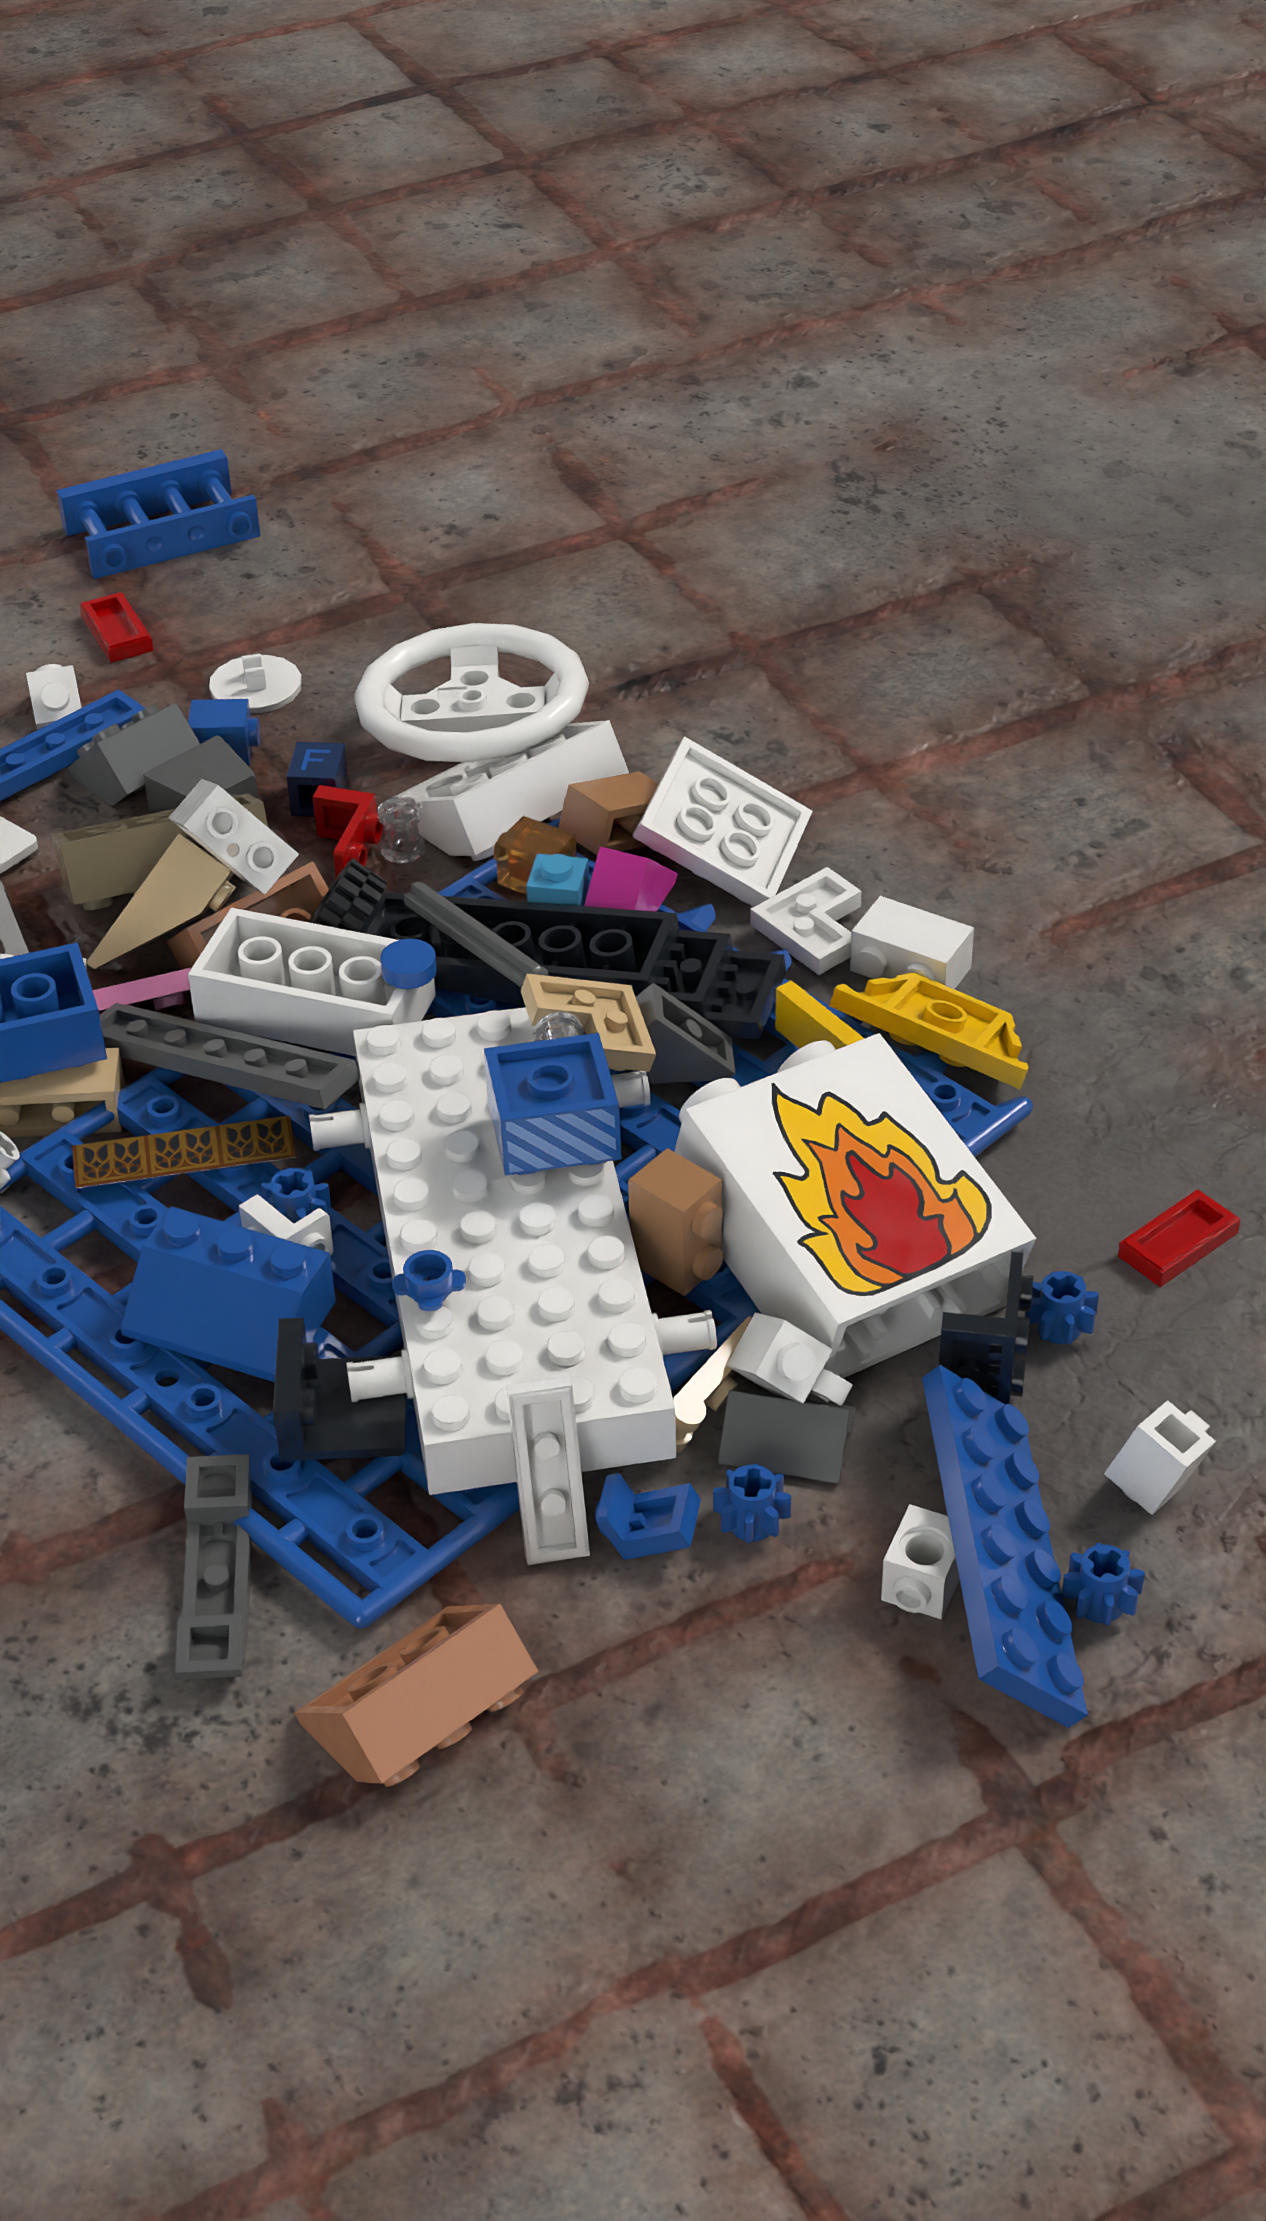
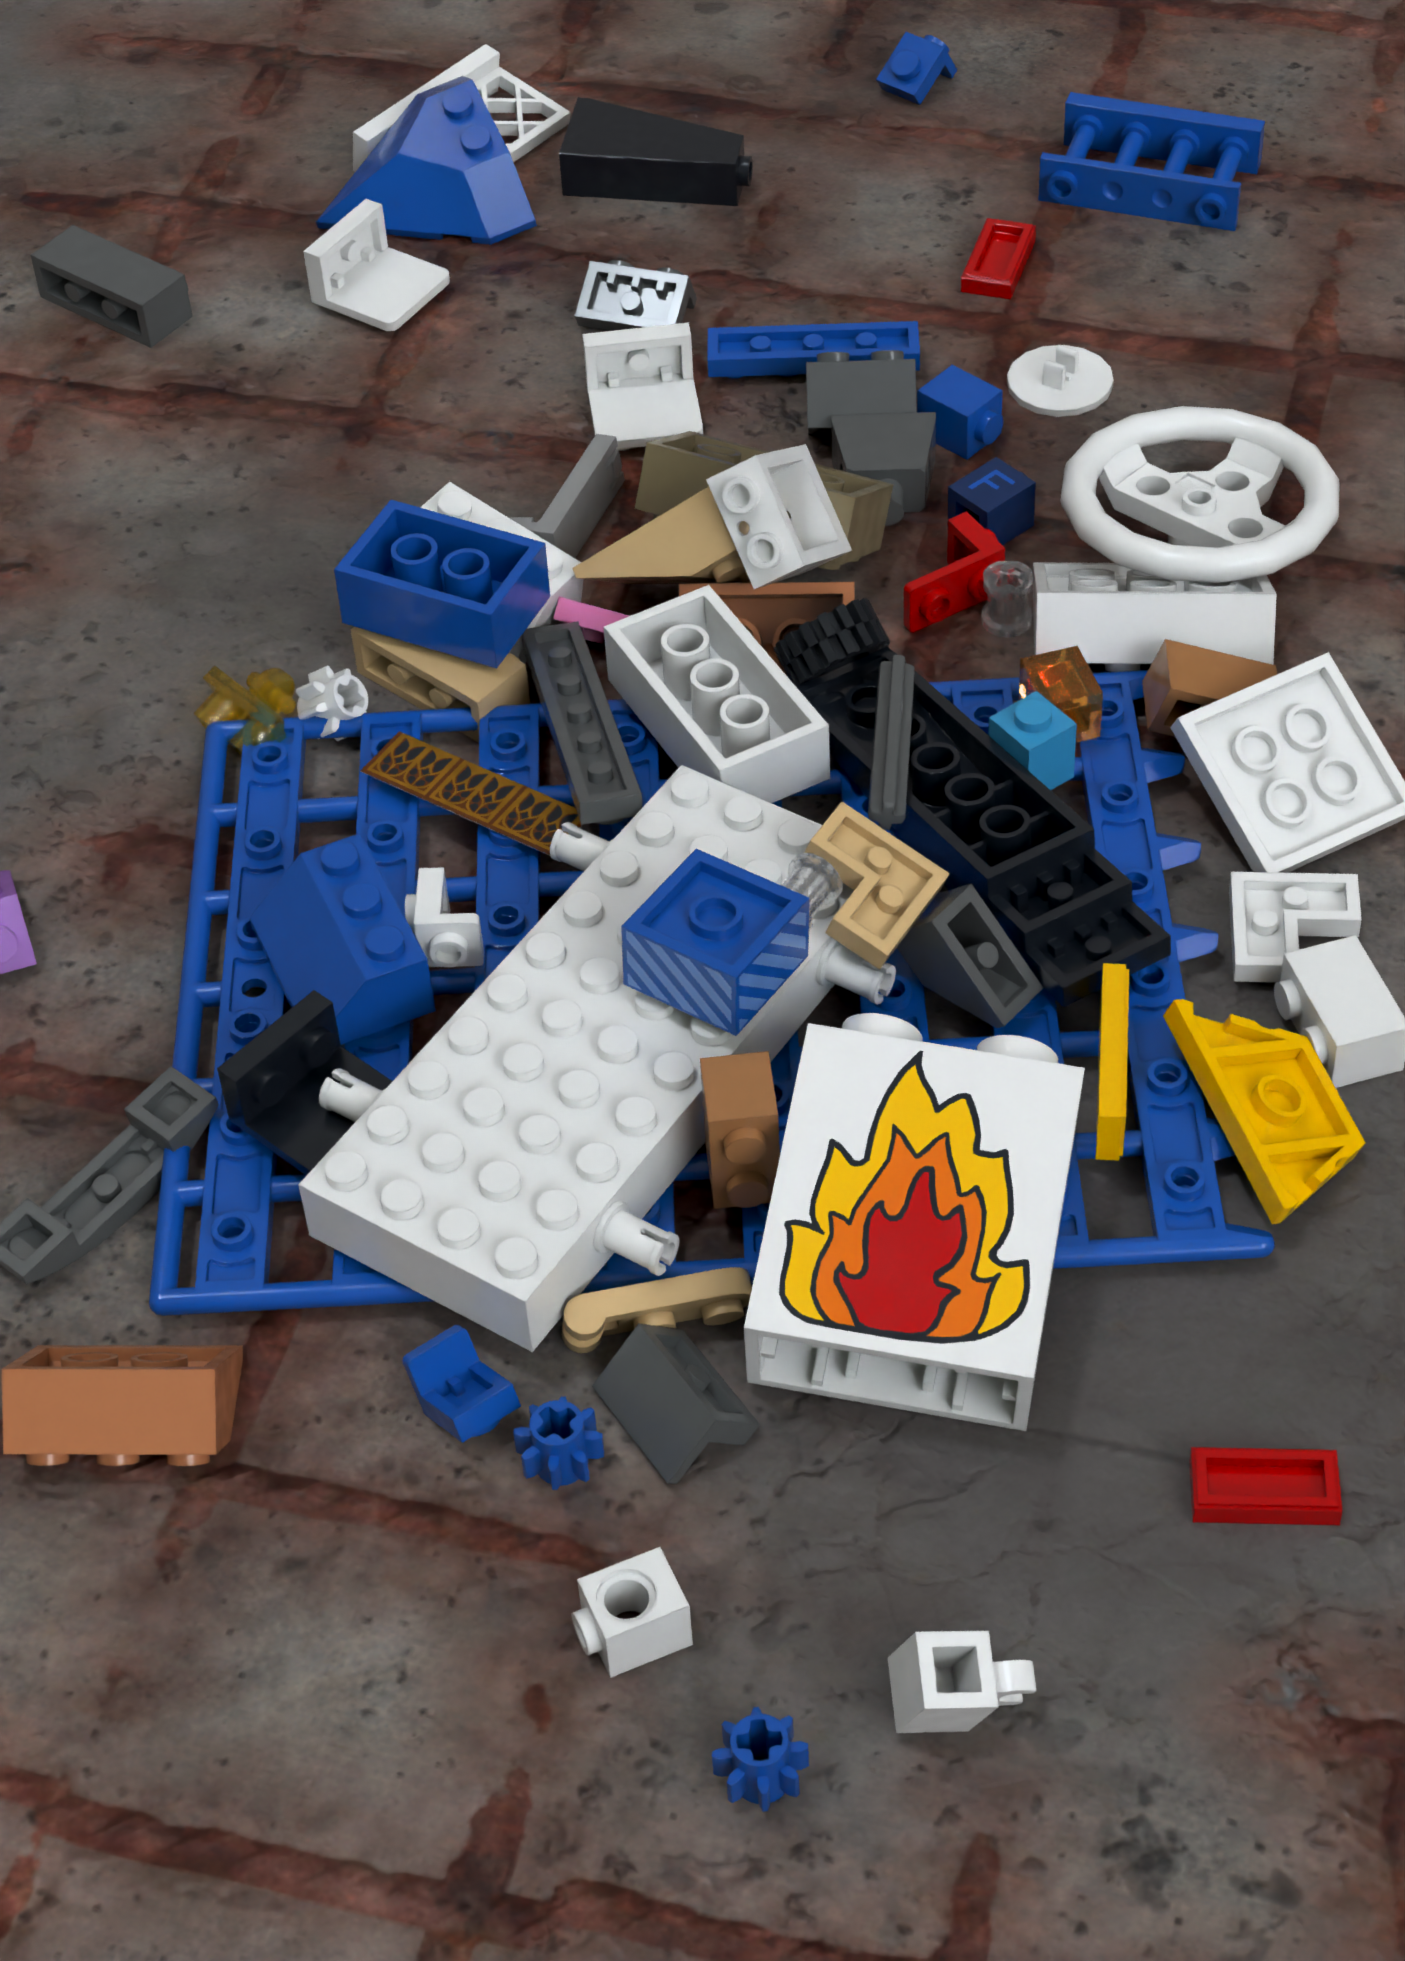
camera: 45 degrees right, 5 degrees up
(53, 693) = (863, 295): white bracket -> none
(295, 1194) = (486, 892): blue gear -> none
(408, 963) = (779, 729): blue tile -> none
(428, 1279) = (448, 1037): blue plate -> none
(548, 1470) = (389, 1279): white tile -> none
(628, 882) = (1109, 776): dark pink slope -> none
(786, 1361) = (701, 1329): white brick -> none
(985, 1345) = (911, 1475): black bracket -> none
(1003, 1548) = (698, 1651): blue plate -> none
(1062, 1307) = (1048, 1469): blue gear -> none

